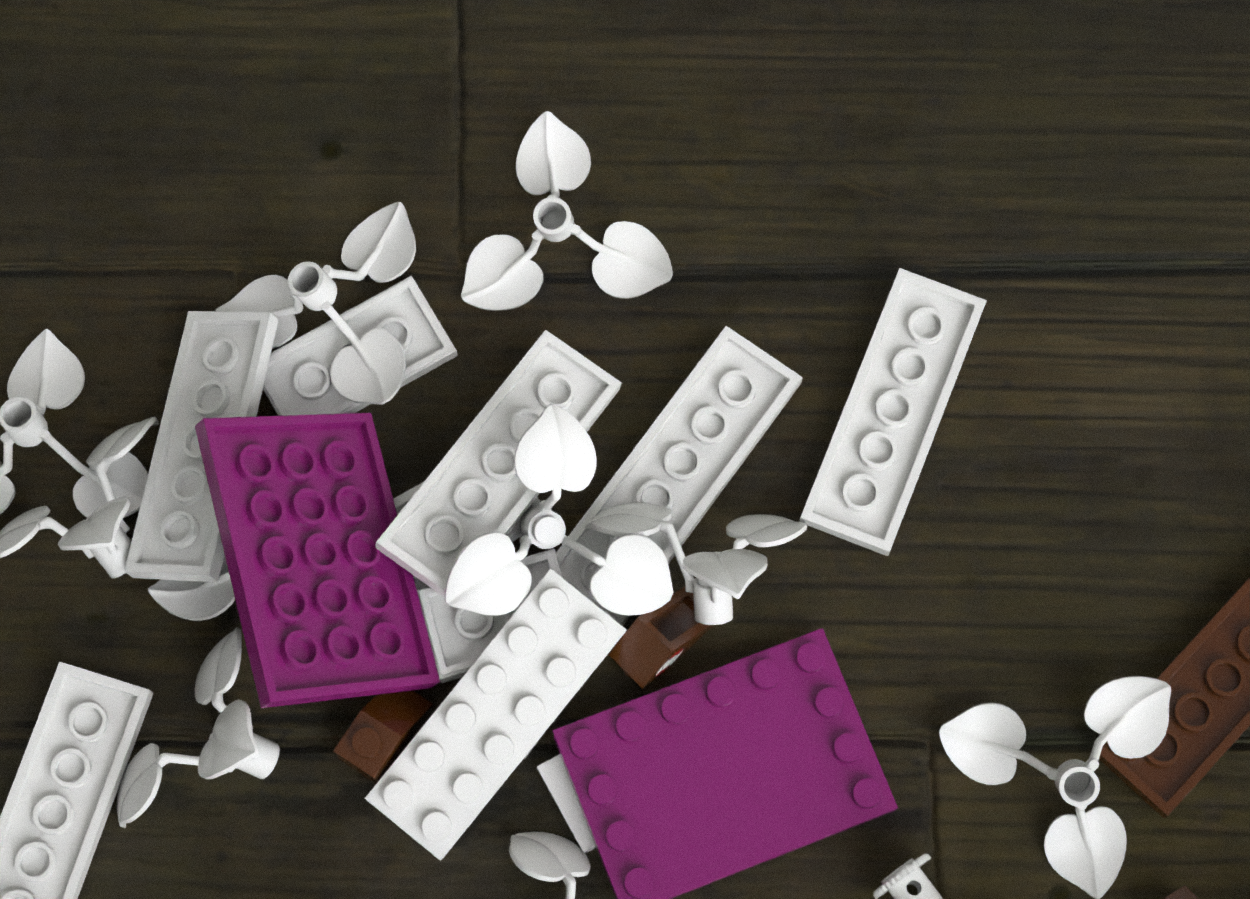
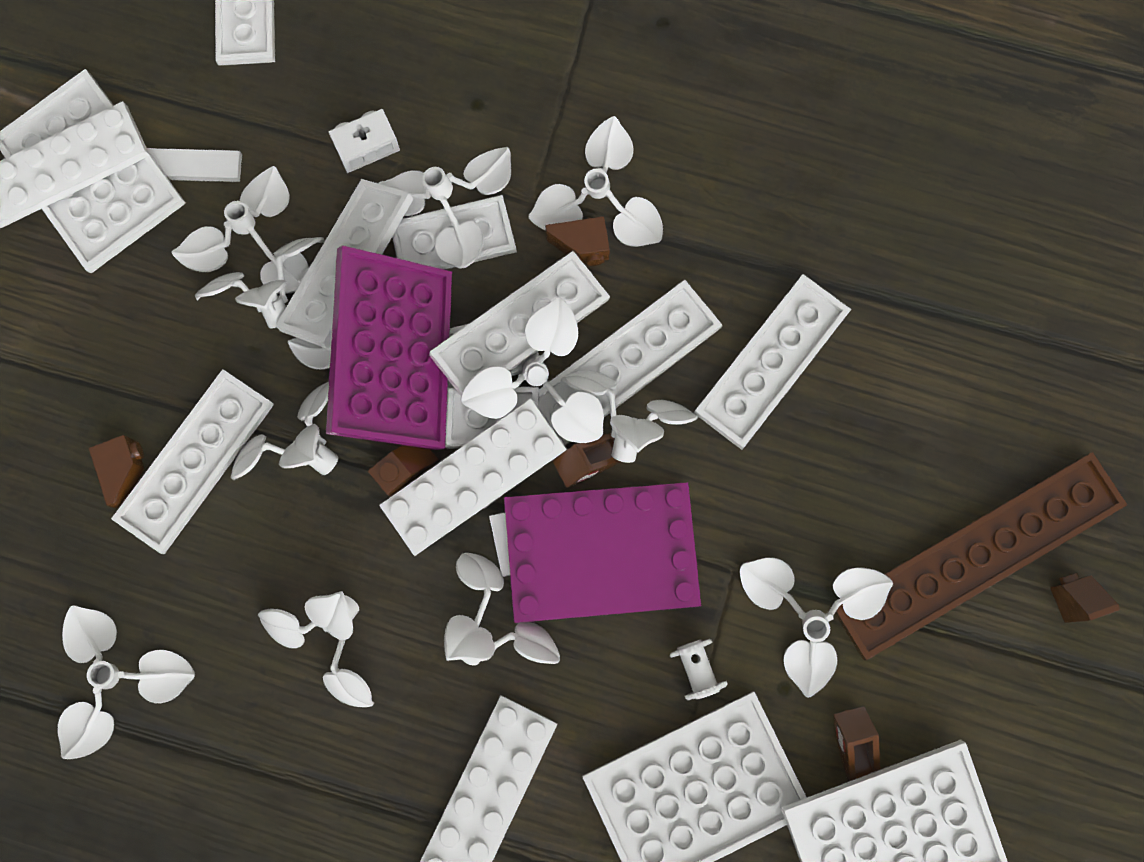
camera: 15 degrees right, 5 degrees up
(169, 273) = (378, 143): none -> white brick
(554, 304) = (584, 237): none -> reddish brown slope

